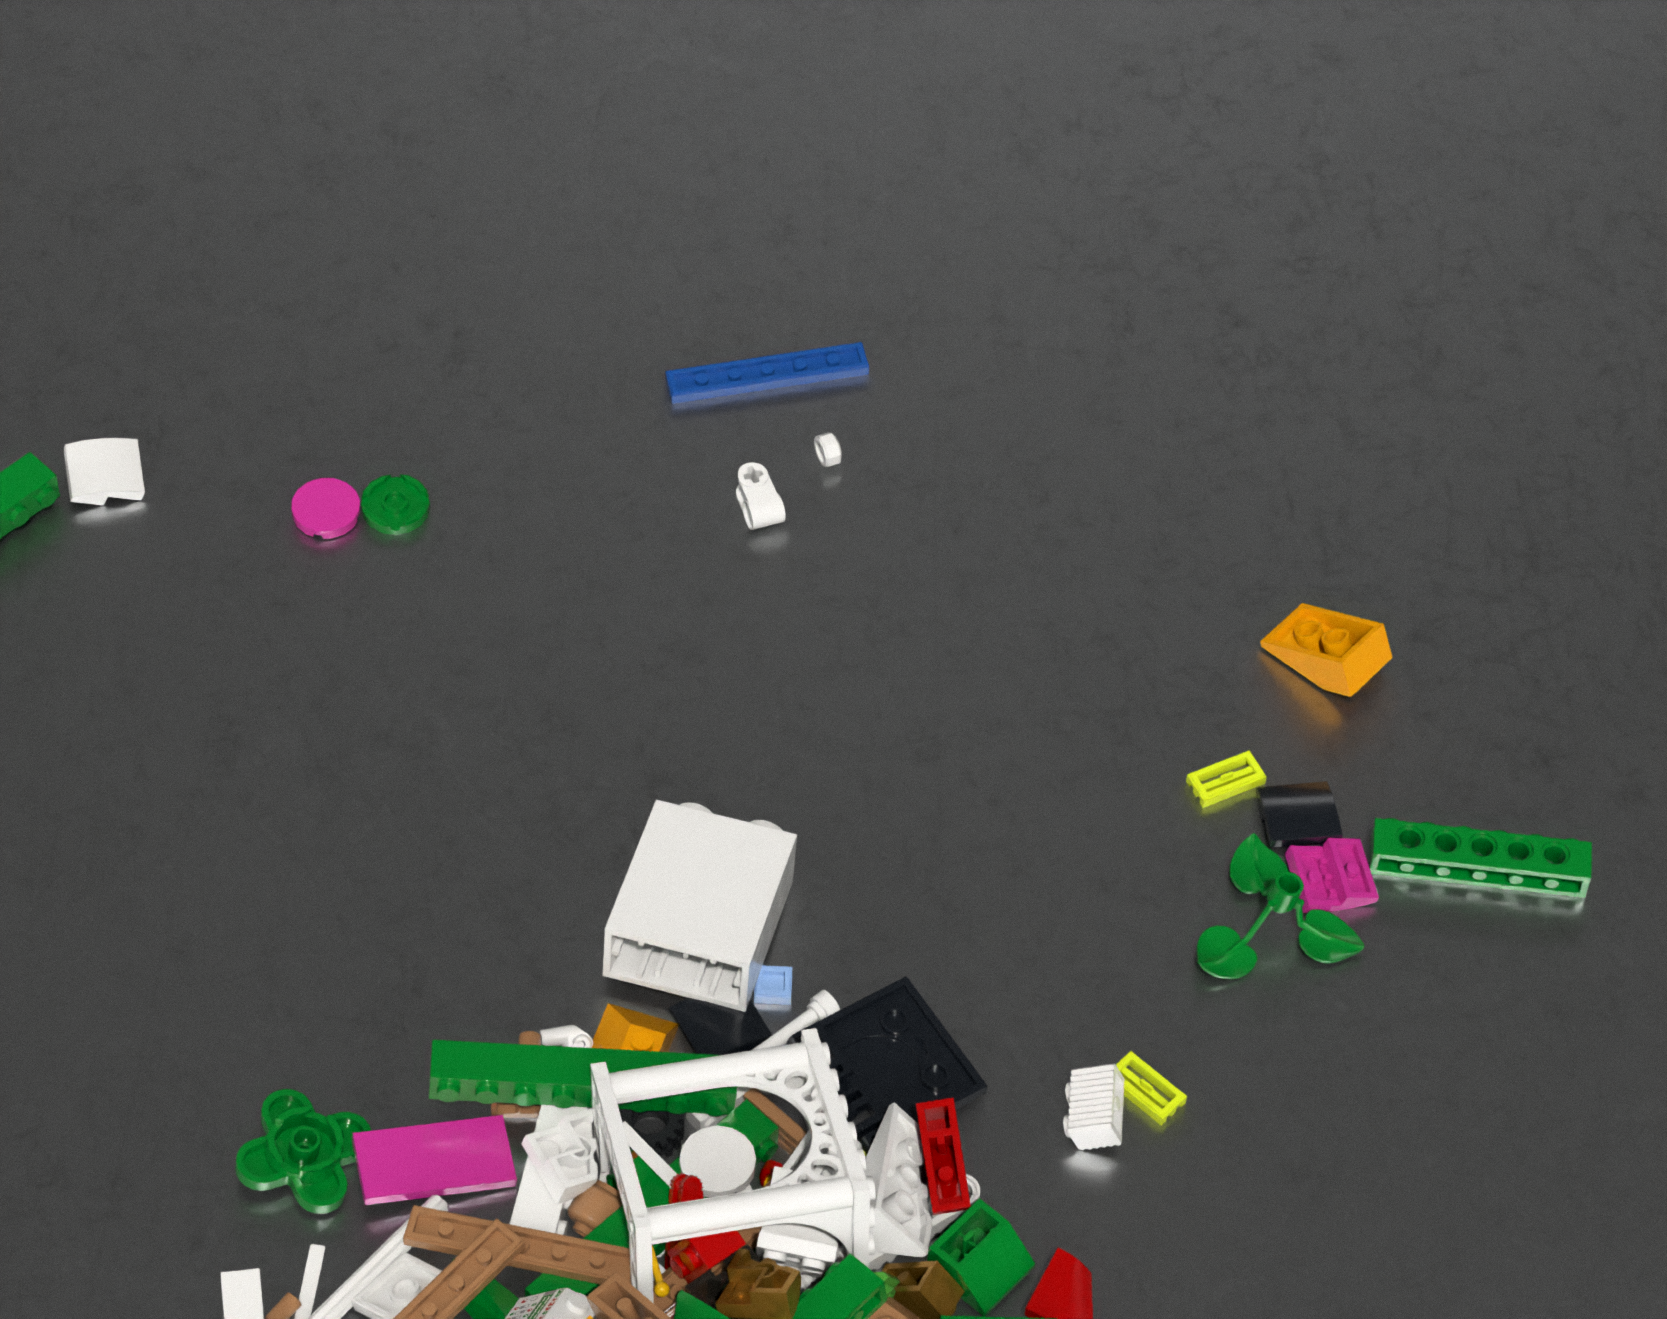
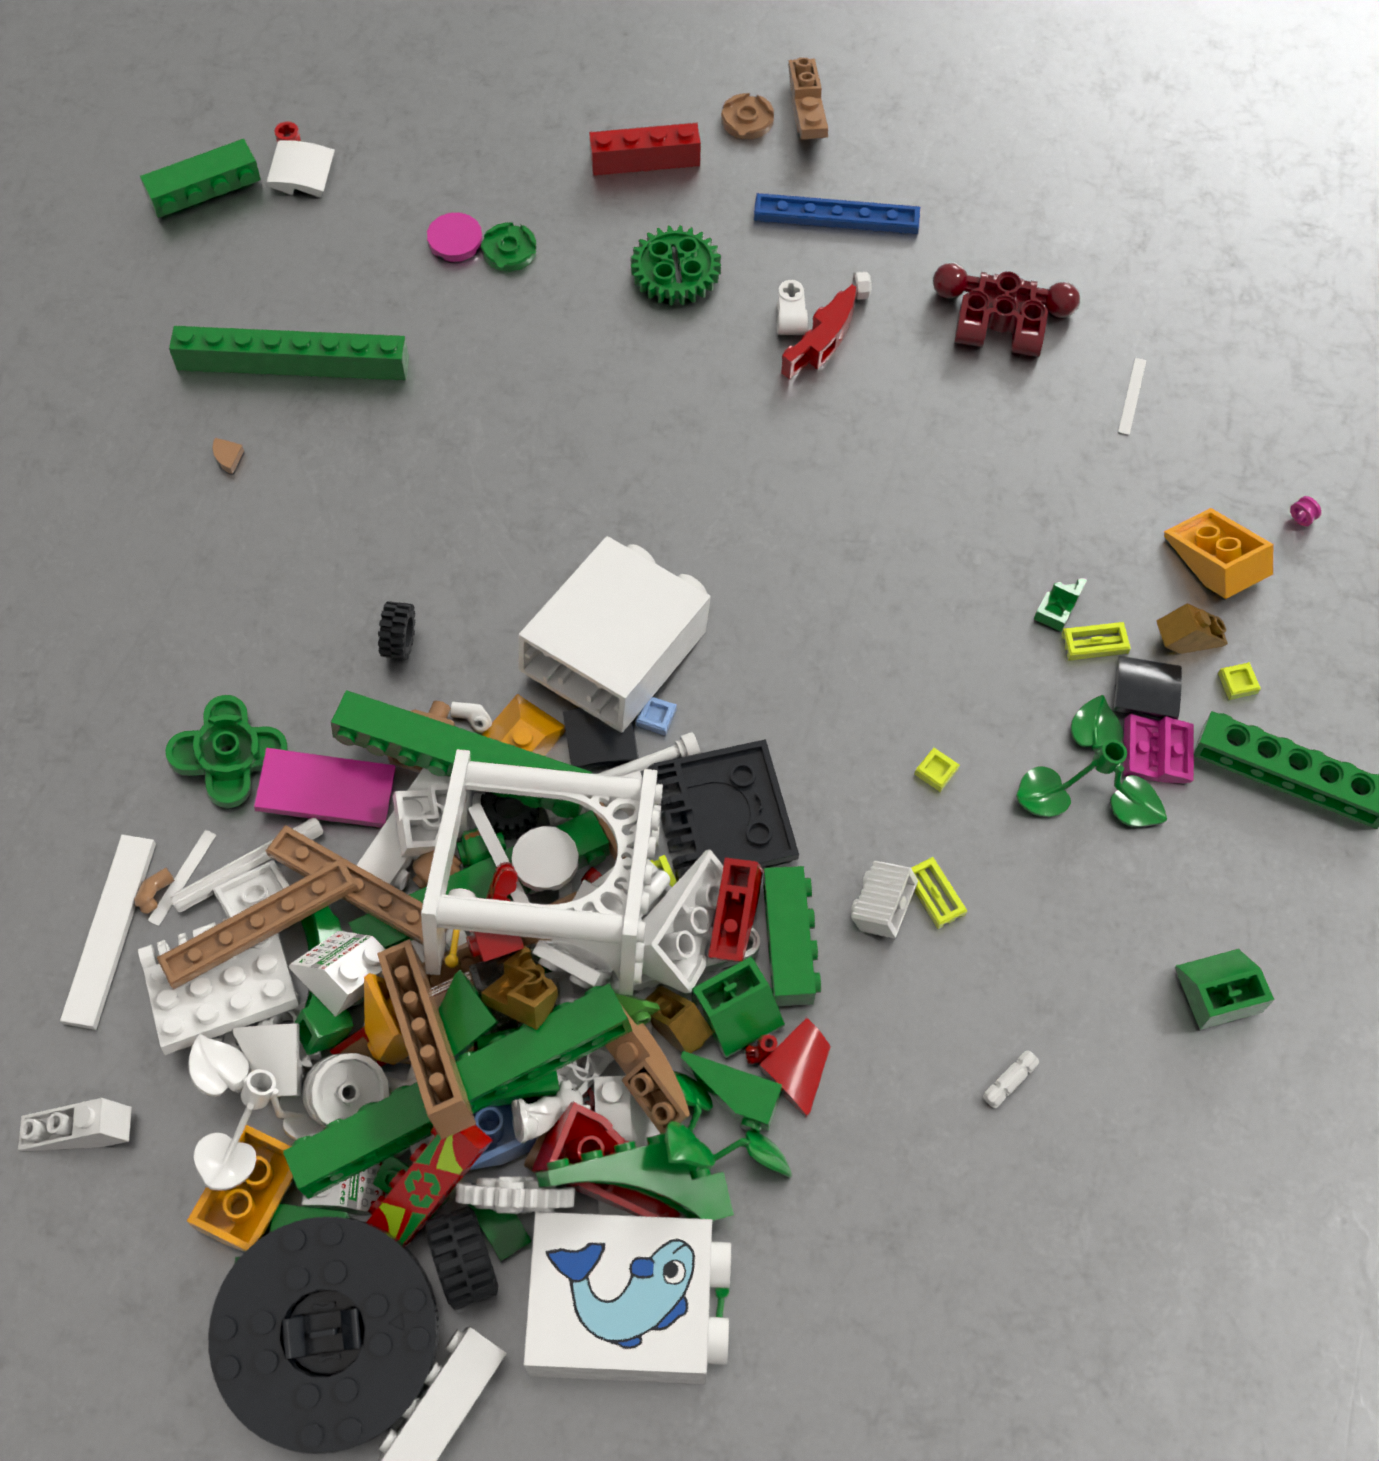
camera: 20 degrees right, 10 degrees up
(69, 425) = (287, 128): none -> red bush
(158, 825) = (227, 454): none -> medium nougat tile
(188, 691) = (289, 353): none -> green brick
(449, 967) = (396, 630): none -> black tyre
(515, 350) = (645, 149): none -> red brick
(587, 493) = (655, 268): none -> green gear
(619, 282) = (747, 116): none -> medium nougat tile
(683, 246) = (806, 99): none -> medium nougat slope
(806, 516) = (824, 338): none -> red slope
(999, 433) = (1004, 305): none -> dark red connector
(1008, 1169) = (789, 936): none -> green brick
(1021, 1293) = (765, 1046): none -> red arm
(1102, 960) = (937, 769): none -> neon yellow tile
(1173, 749) = (1059, 604): none -> green slope
(1174, 501) = (1132, 396): none -> white sticker
(1291, 1252) = (1011, 1079): none -> white axle
(1325, 739) = (1191, 630): none -> pearl gold slope
(1393, 781) = (1239, 681): none -> neon yellow tile
(1405, 580) = (1305, 511): none -> dark pink bush
(1481, 1099) = (1224, 988): none -> green slope

